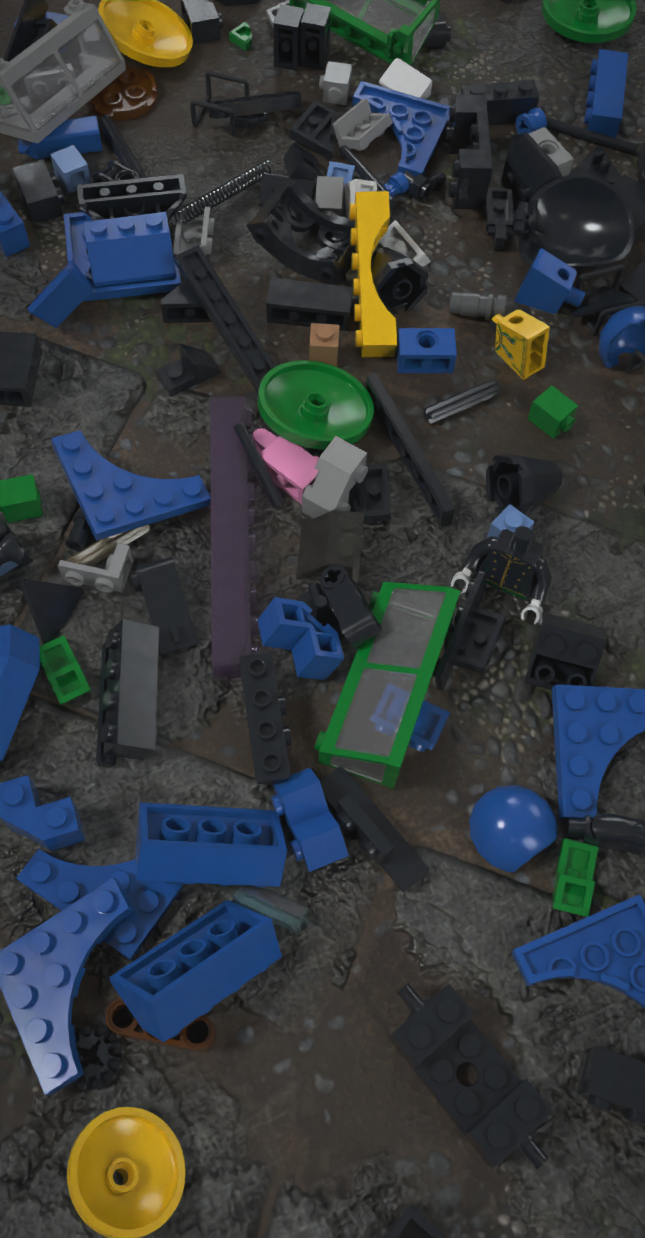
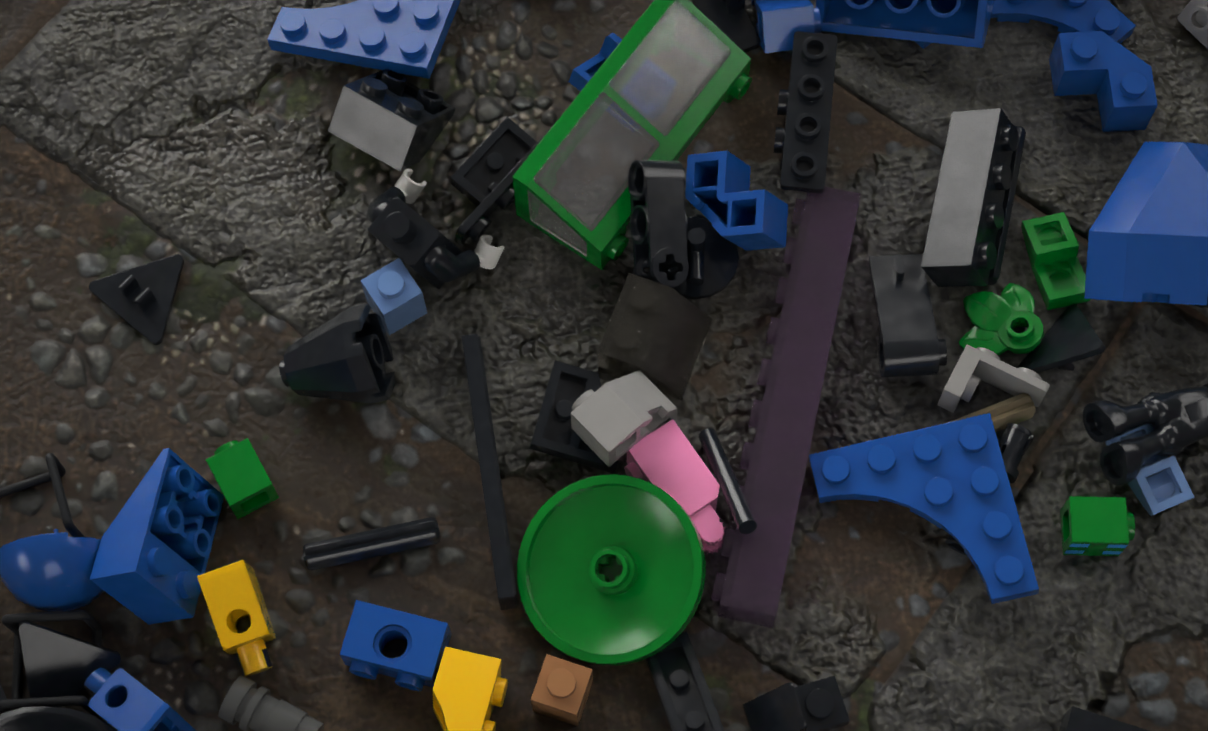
camera: 160 degrees left, 5 degrees up
(99, 619) = (997, 318): none -> green plate
(580, 353) = (160, 542): none -> blue slope

